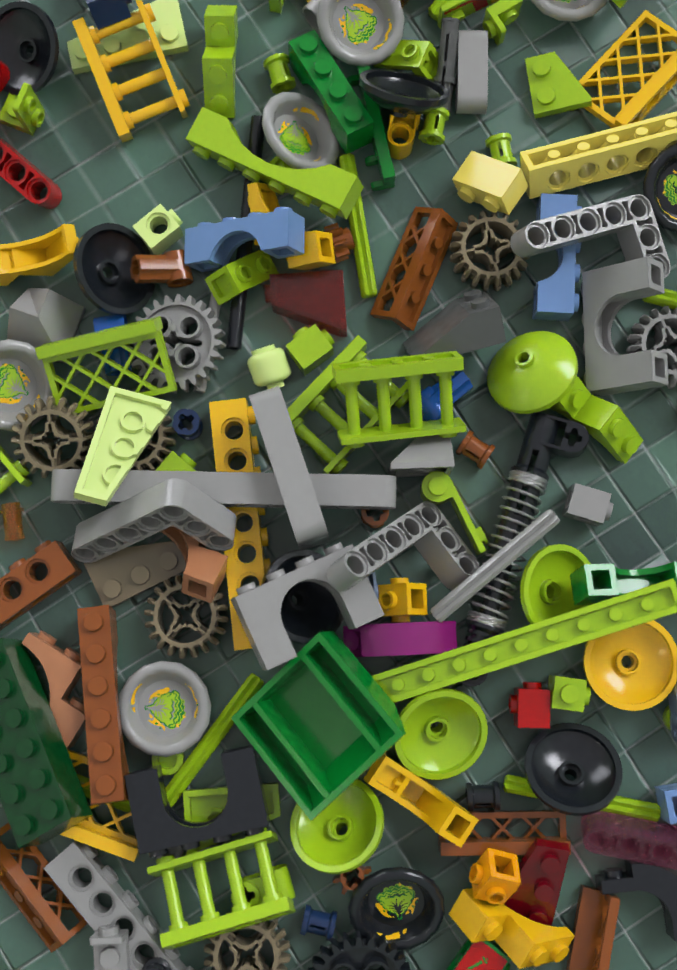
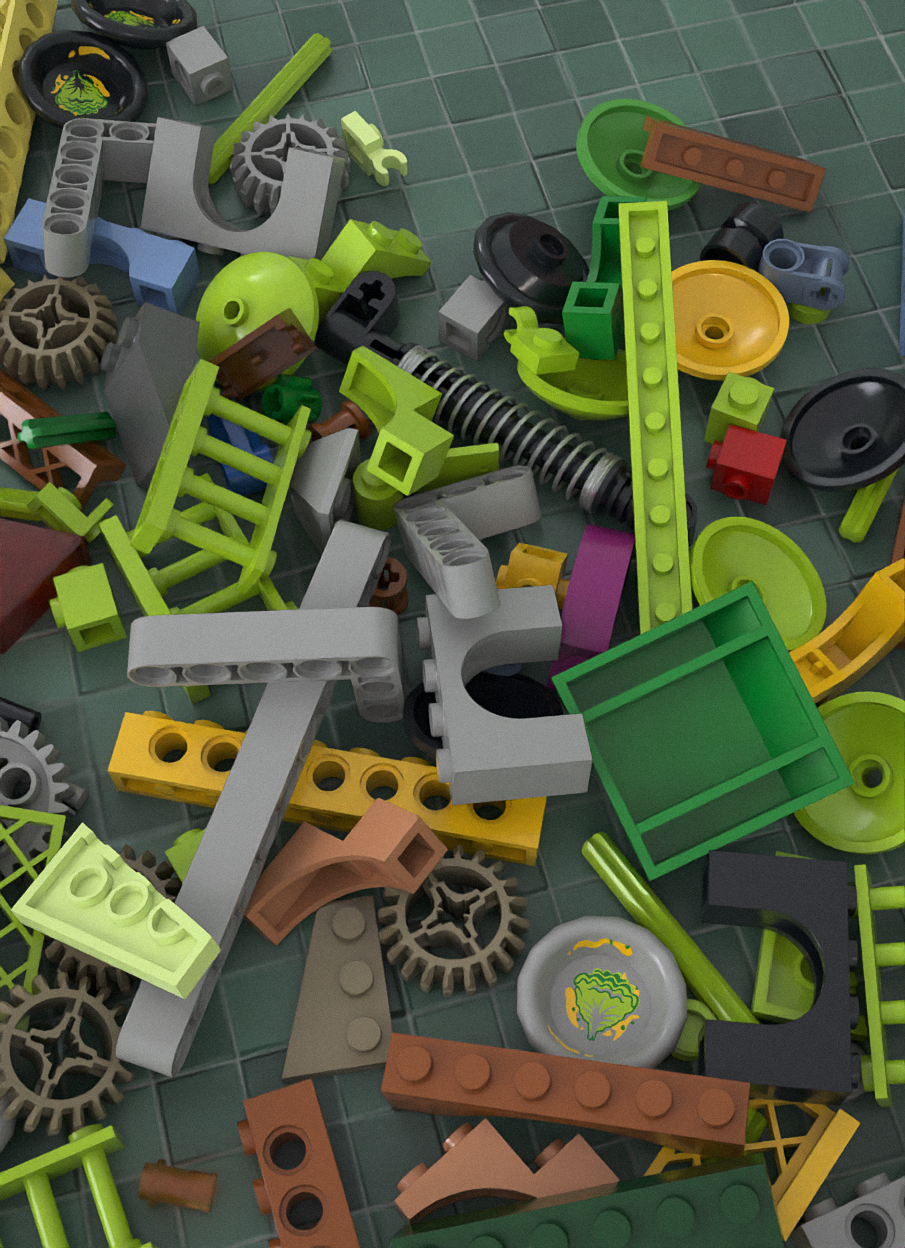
camera: 75 degrees left, 20 degrees down
(150, 512) = (261, 910): light grey beam -> none
(193, 417) = (122, 810): dark blue bush -> none
(269, 366) = (90, 673): yellowish green head -> none
(364, 309) = (62, 512): none -> lime bracket
(410, 292) = (67, 430): none -> green axle
(482, 414) = (285, 398): none -> green gear
(483, 796) = (865, 557): black bush -> none
(490, 484) = (402, 409): none -> lime arch
(495, 565) = (526, 432): light grey axle -> none
(498, 385) = (262, 355): none -> reddish brown hinge
(563, 555) = (539, 348): none -> lime plate
(634, 530) = (528, 263): none -> black piece

